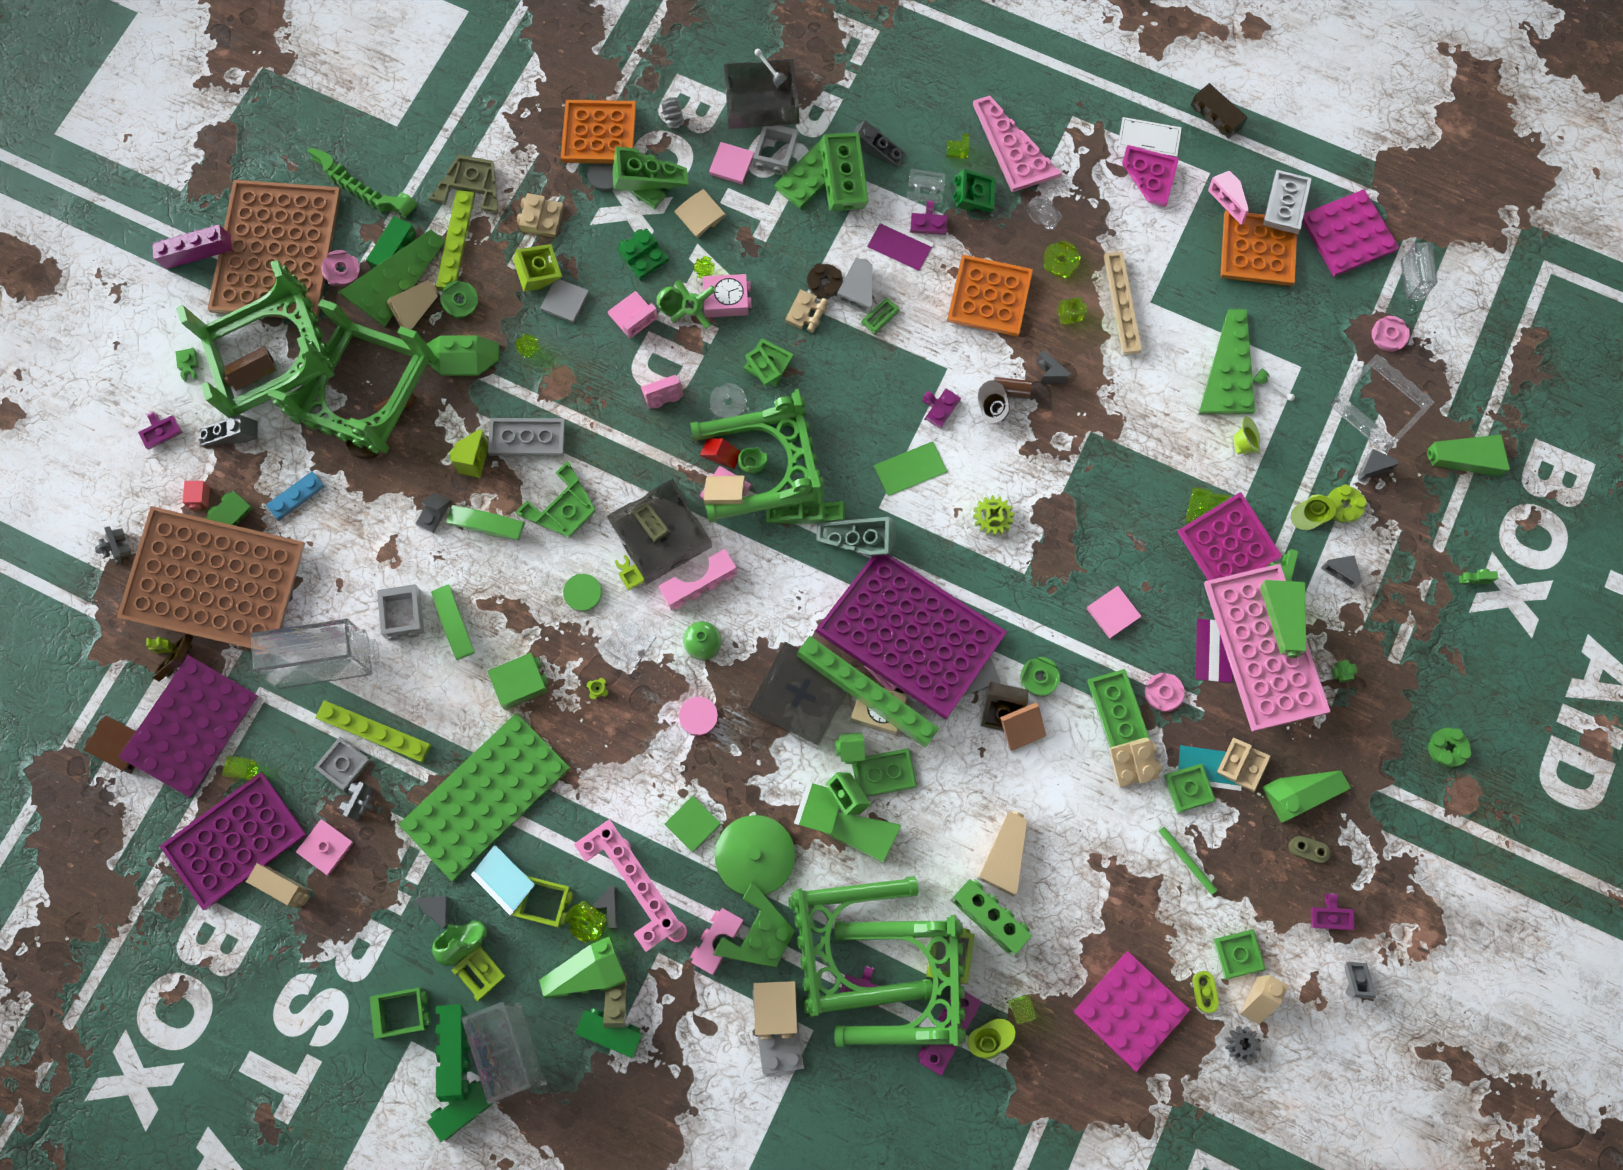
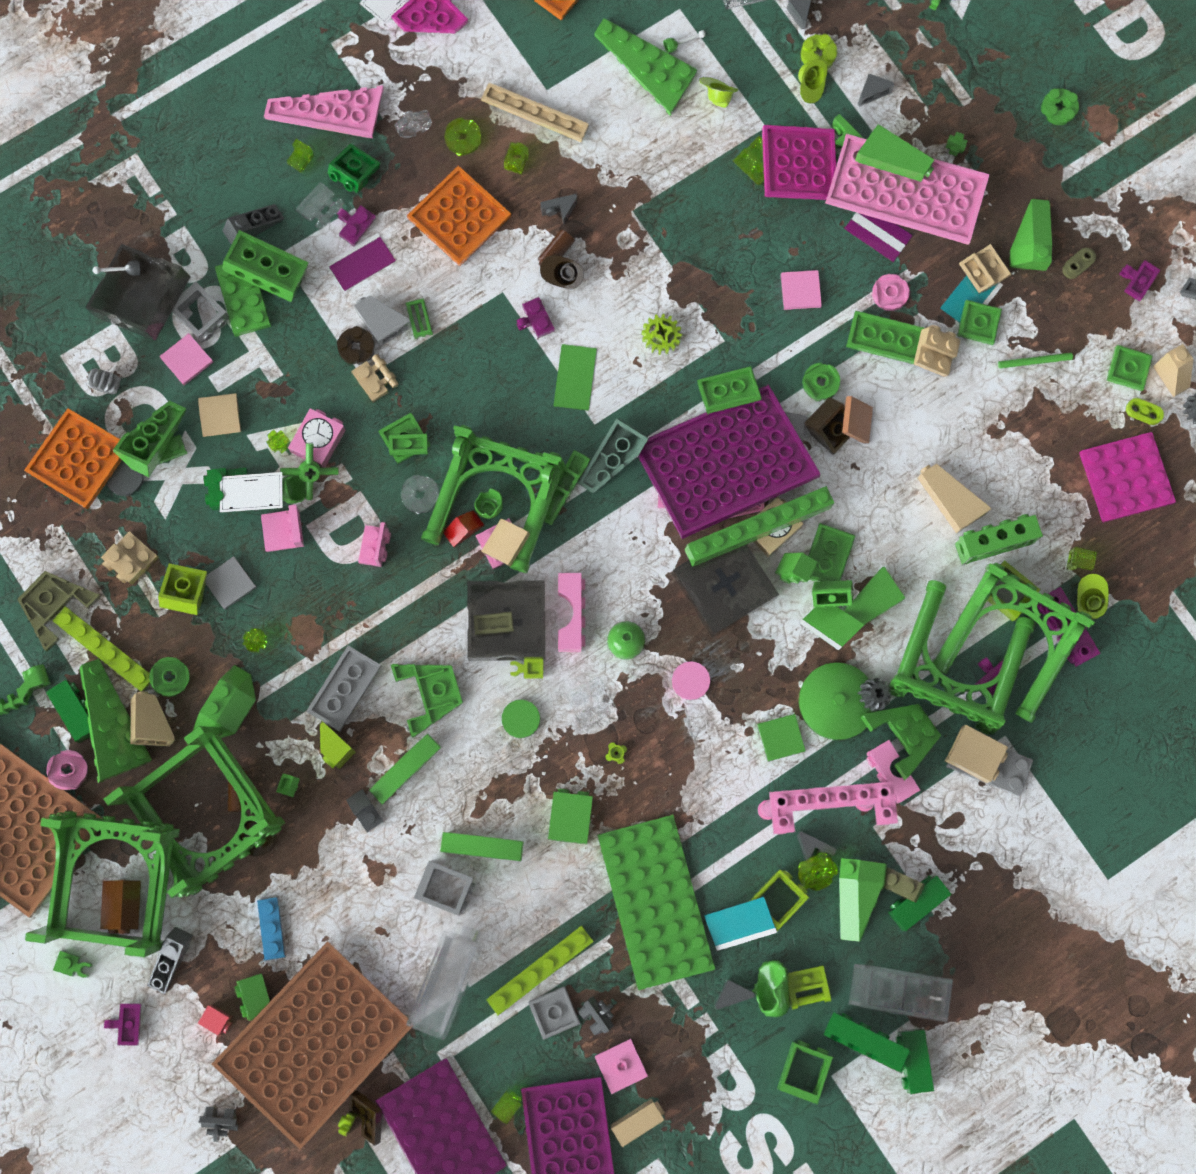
camera: 65 degrees left, 5 degrees up
(420, 440) = (288, 785): none -> bright green plate
(647, 270) = (251, 492): none -> white sticker
(773, 878) = (874, 694): none -> dark grey gear
(980, 600) = (729, 390): none -> bright green tile

